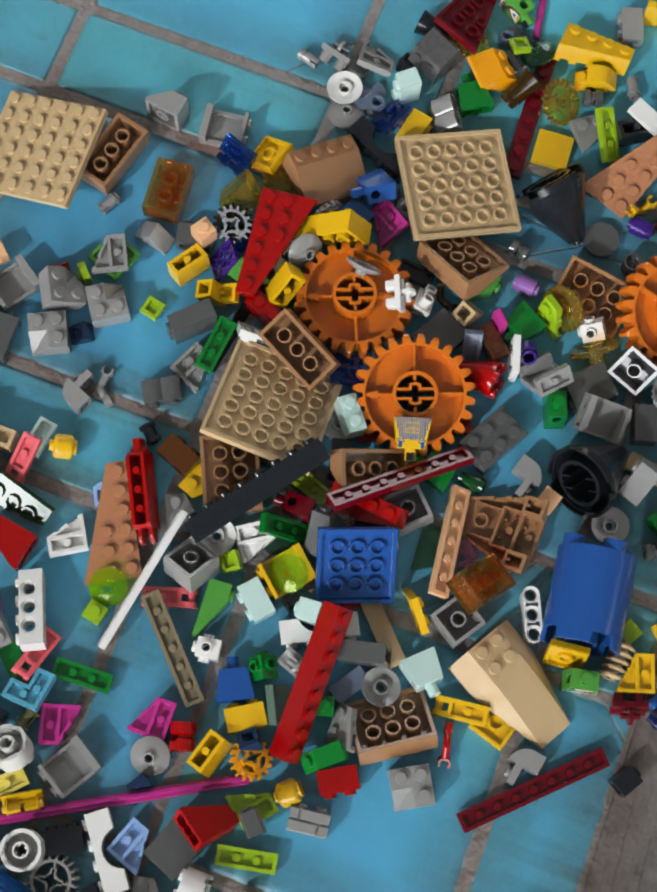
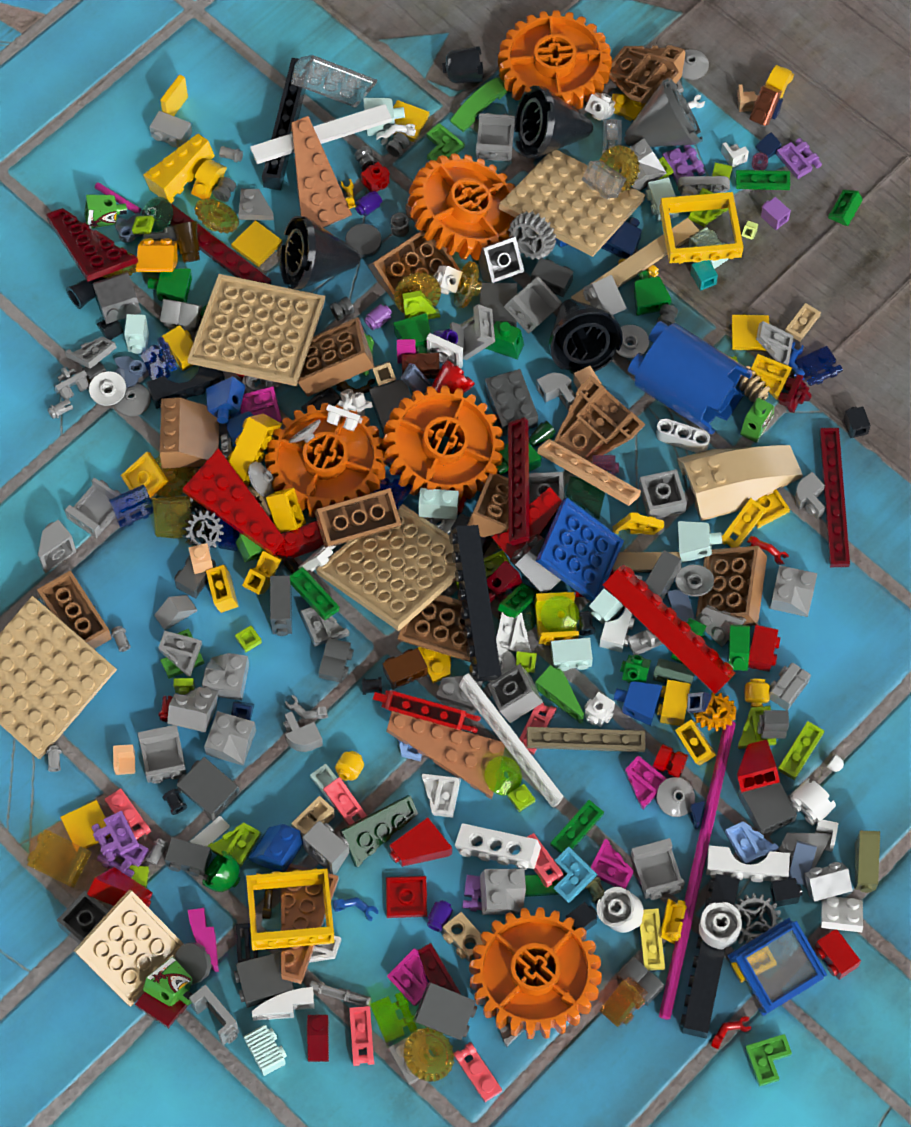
camera: 60 degrees left, 10 degrees down
(168, 190) = (137, 578): clear orange brick -> none
(221, 274) = (232, 555): dark purple window -> none
(411, 434) = (482, 457): torso -> none
(480, 583) = (641, 458): clear orange brick -> none
(565, 655) = (730, 420): yellow tile -> none
(607, 134) = (267, 191): lime plate -> none

